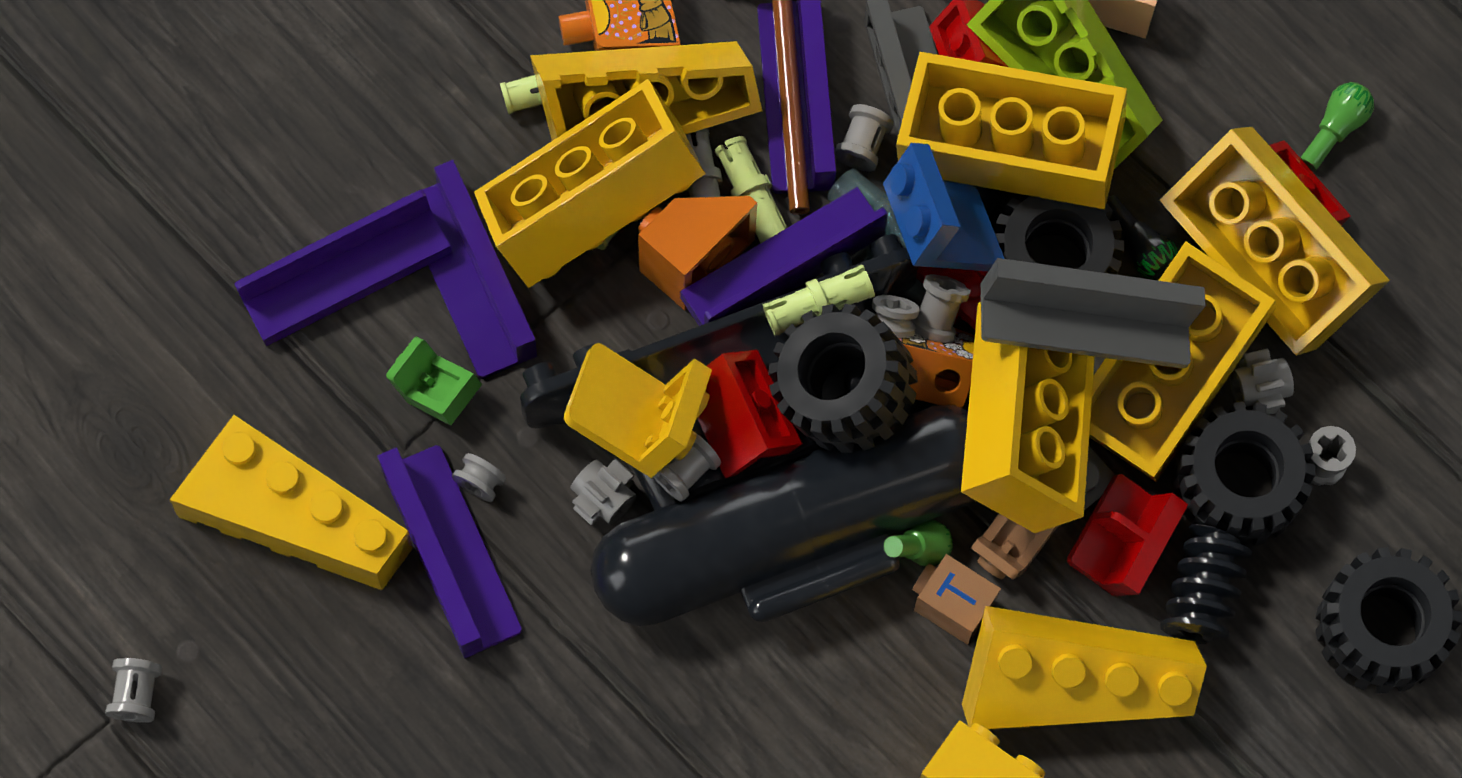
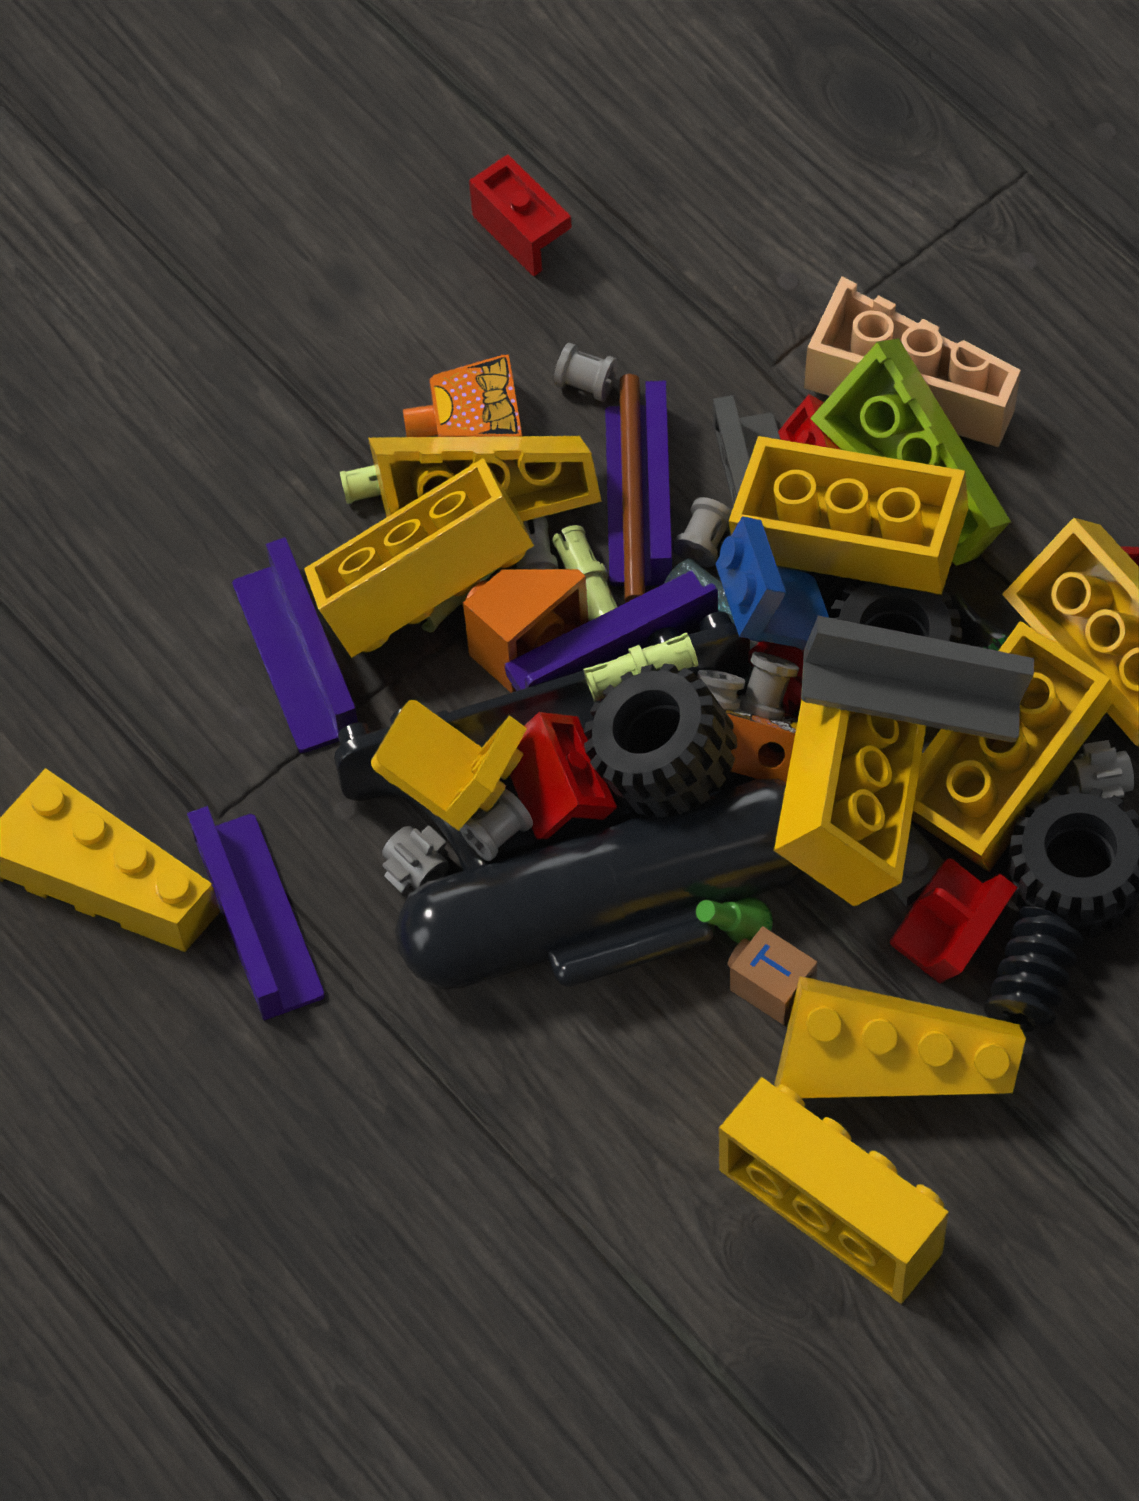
camera: 10 degrees right, 10 degrees down
(343, 267) = (168, 638): dark purple panel -> none
(432, 381) = (249, 750): bright green bracket -> none
(479, 477) = (290, 842): light grey bush -> none
(1009, 547) = (834, 924): medium nougat bracket -> none

